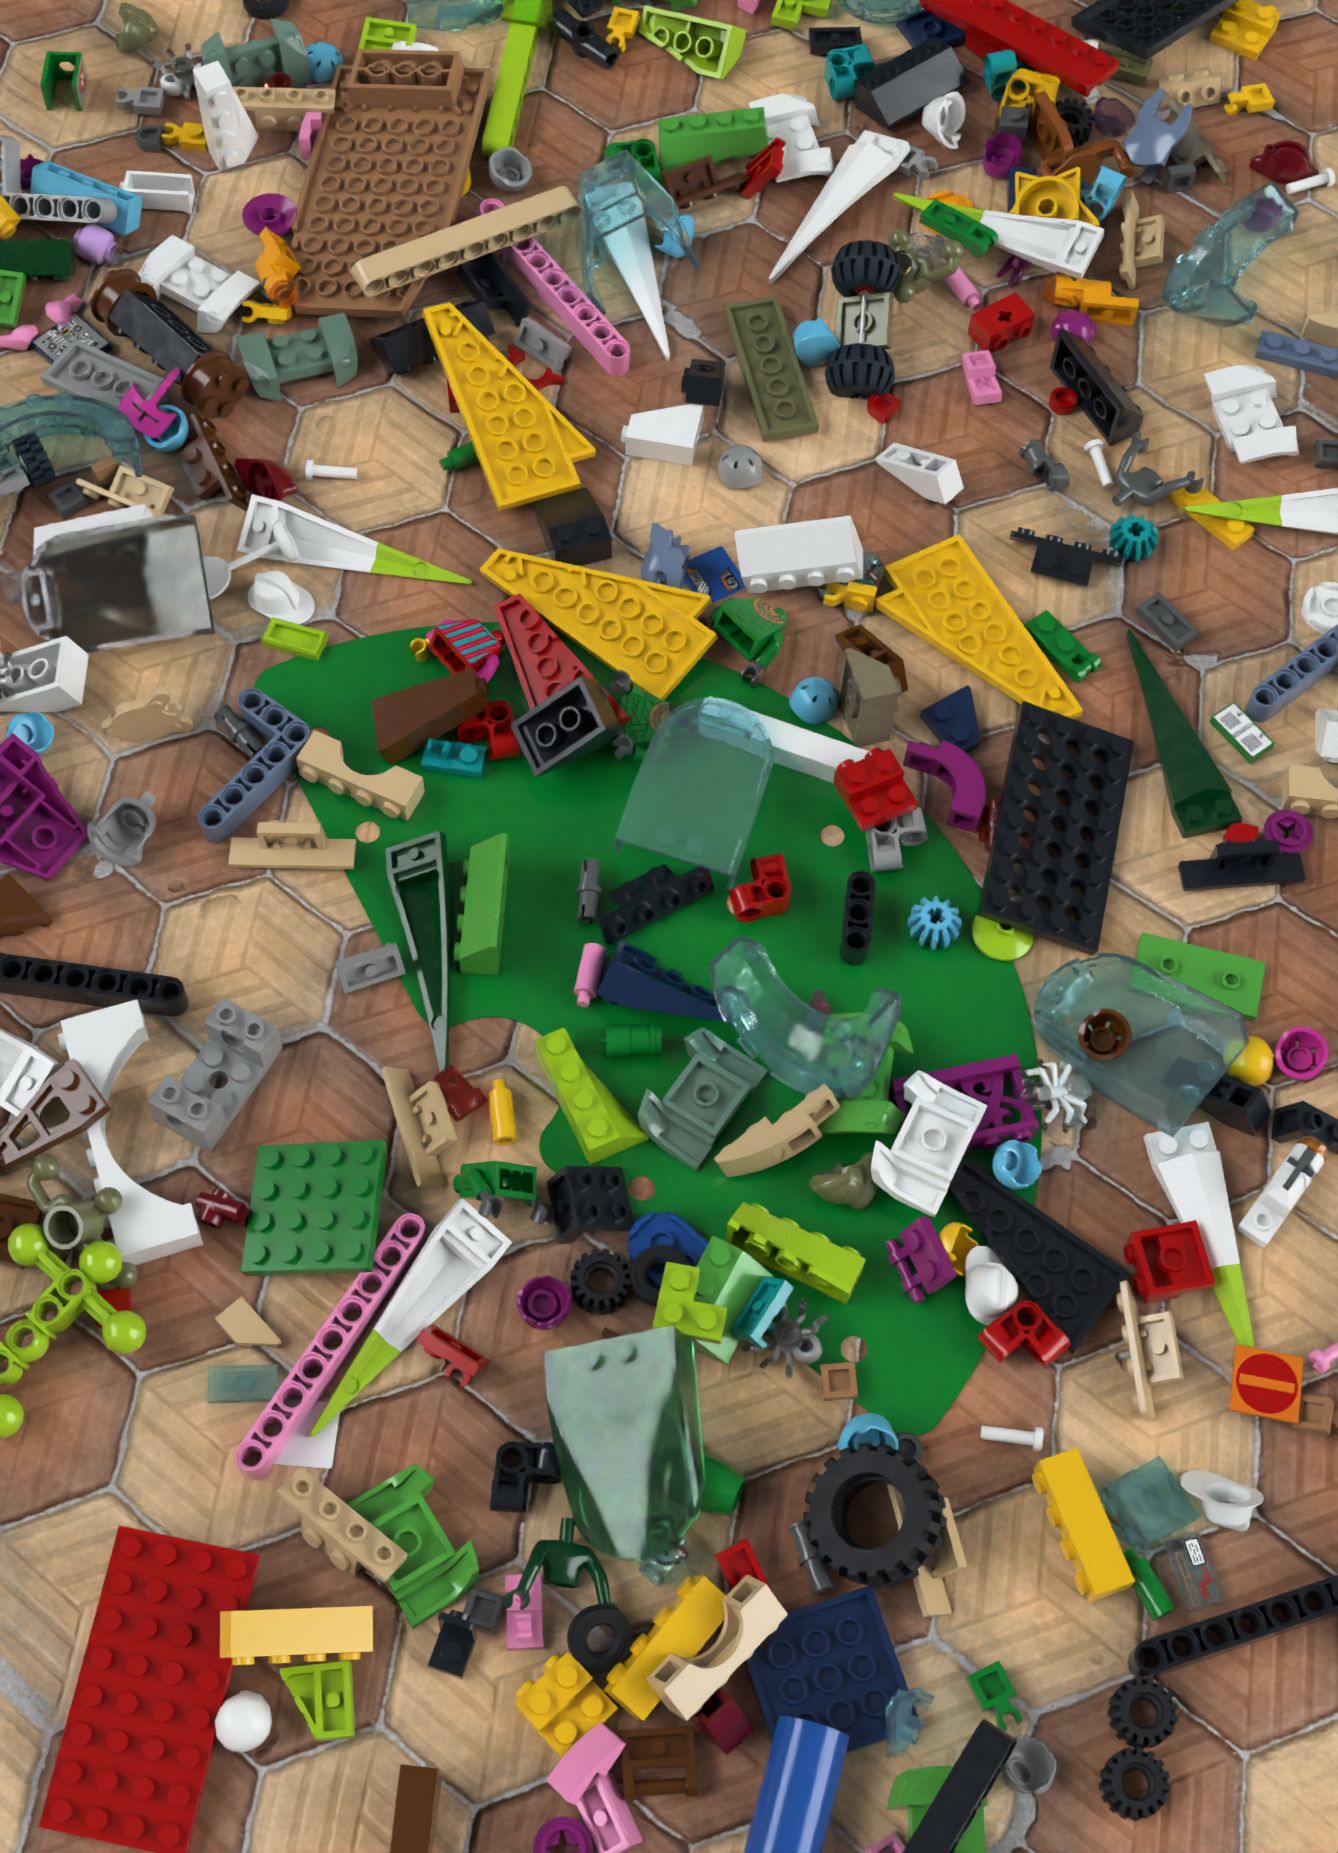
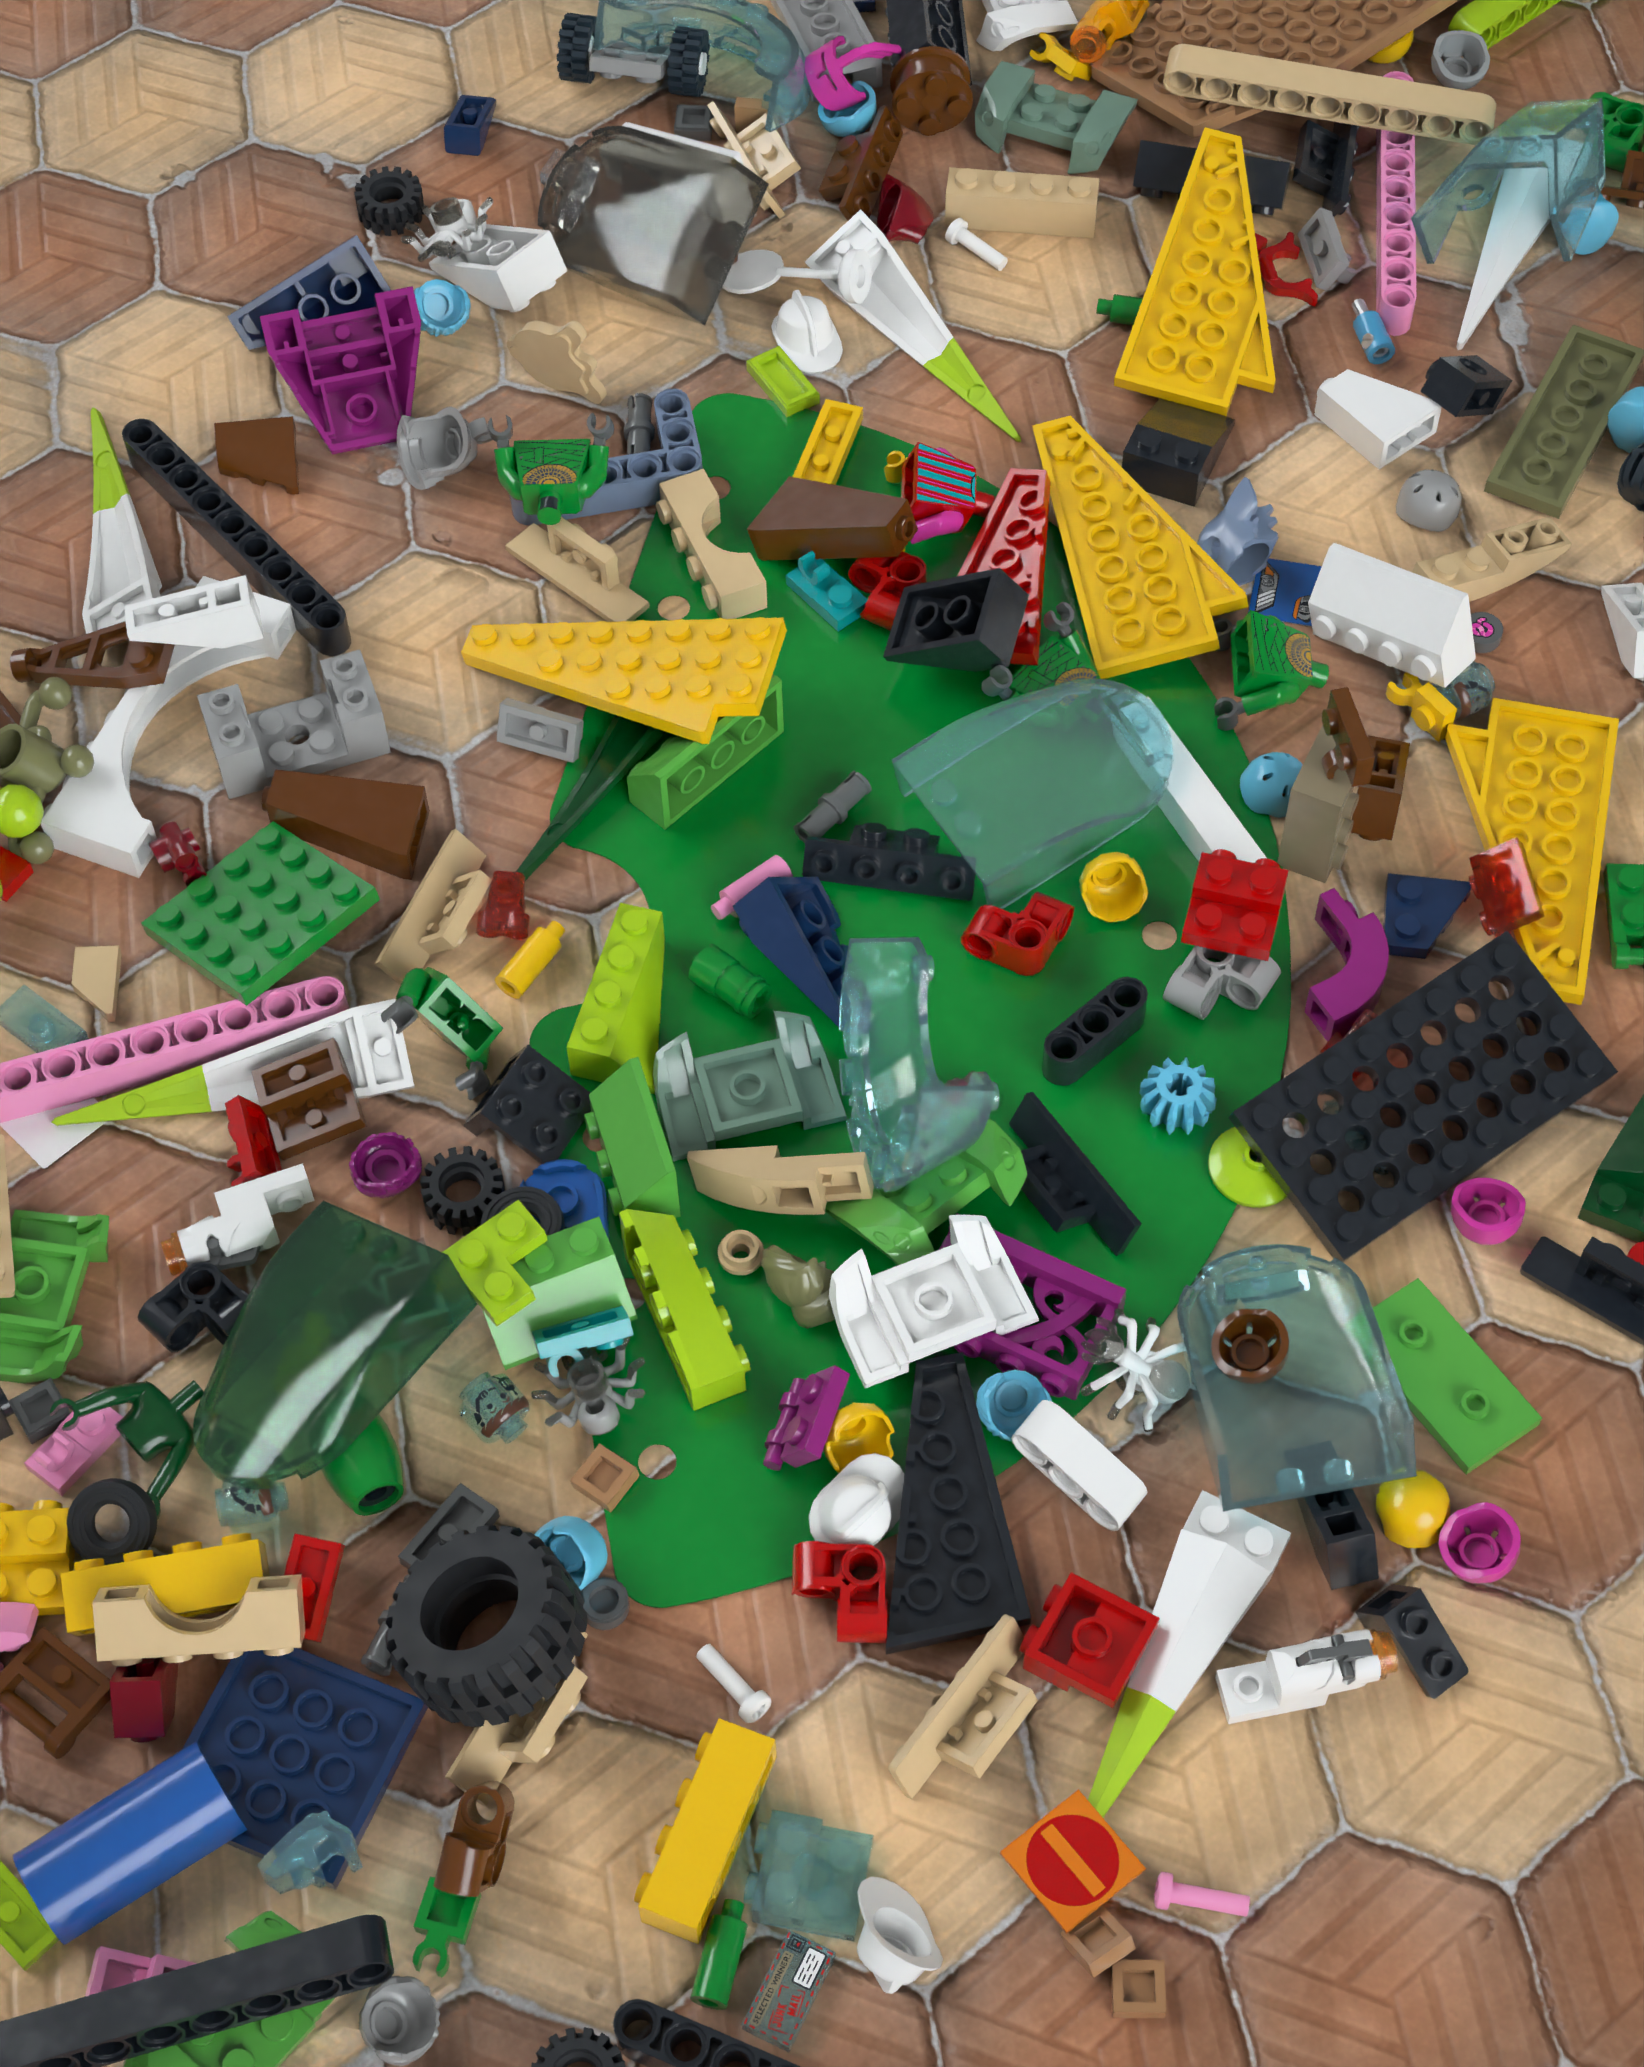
camera: 45 degrees right, 5 degrees down
(99, 1050) = (202, 616): none -> white slope
(230, 798) = (552, 474): none -> green torso
(307, 1107) = (352, 817): none -> reddish brown slope
(336, 425) = (1022, 202): none -> tan wedge
(367, 663) = (829, 442): none -> yellow plate
(418, 881) = (646, 671): none -> yellow wing
(459, 1298) = (308, 1099): none -> reddish brown slope
(496, 1409) = (243, 1225): none -> white plate
(615, 381) = (1372, 333): none -> dark azure piece
(680, 1179) = (632, 1144): none -> bright green slope
(745, 1392) = (494, 1408): none -> clear light blue head
(789, 1185) = (740, 1241): none -> tan plate
(789, 1483) = (459, 1512): none -> dark grey plate
(791, 825) = (1113, 887): none -> yellow hair
(811, 481) = (1499, 560): none -> tan slope
(885, 649) = (1352, 744): none -> reddish brown plate
(930, 1017) = (1065, 1182): none -> black bracket
(974, 1639) = (476, 1846): none -> reddish brown piece
(996, 676) = (1505, 888): none -> clear red bracket
(1078, 1170) = (1079, 1465): none -> white beam
(1142, 874) = (1486, 1220): none -> dark pink helmet

